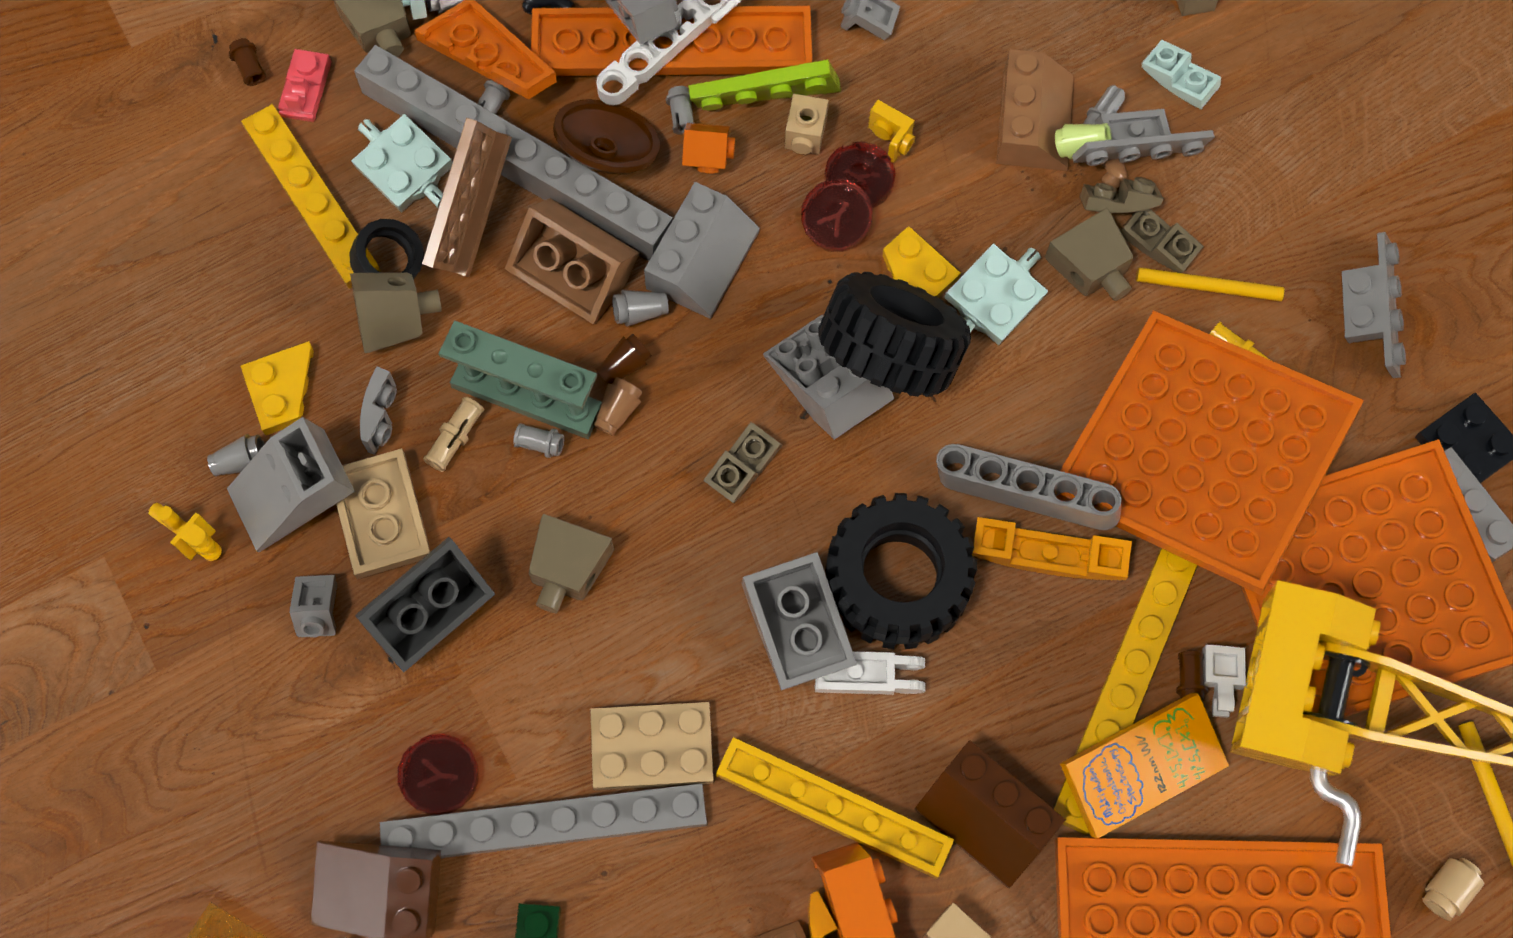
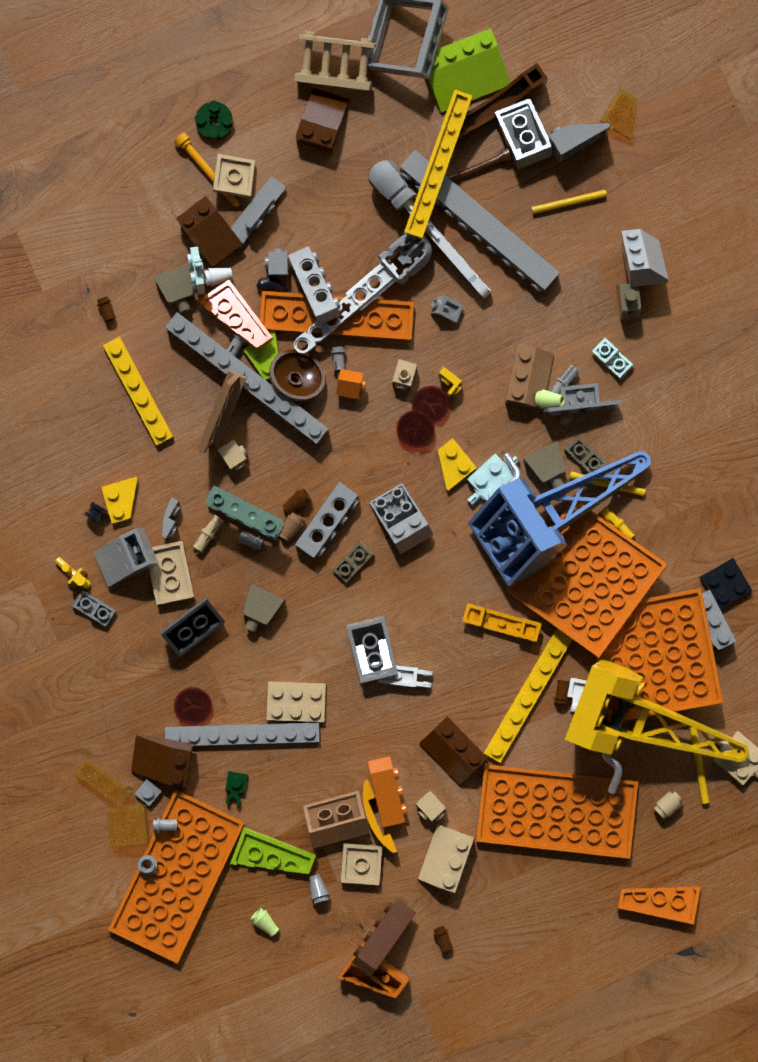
camera: 10 degrees right, 15 degrees up
(227, 594) = (93, 607): none -> light grey slope
(229, 412) = (95, 512): none -> black wheel
(235, 455) = (100, 536): light grey cone -> none
(304, 85) = (136, 324): coral plate -> none
(313, 605) = (136, 617): light grey bracket -> none
(390, 308) = (179, 465): dark tan torso -> none
(395, 231) = (192, 434): black tyre -> none
(402, 162) = (187, 377): light aqua plate -> none
(495, 287) = (233, 455): none -> tan brick
(539, 112) = (264, 356): none -> lime wing
(570, 259) = (273, 442): medium nougat slope -> none
(638, 306) = (306, 472): light grey cone -> none
(701, 251) = (342, 444): light grey slope -> none
(705, 338) = (340, 493): none -> light grey brick
(767, 85) = (390, 353): lime wing -> none
(835, 808) = (380, 740): yellow plate -> none
(894, 334) = (434, 508): black tyre -> none
(912, 524) = (398, 628): black tyre -> none
(1041, 499) = (487, 584): light grey beam -> none
(1055, 309) = (514, 511): none -> medium blue piece
(1130, 197) = (569, 434): dark tan slope -> none
(1144, 765) = (530, 734): light orange tile -> none
(1371, 304) = (690, 504): light grey bracket -> none

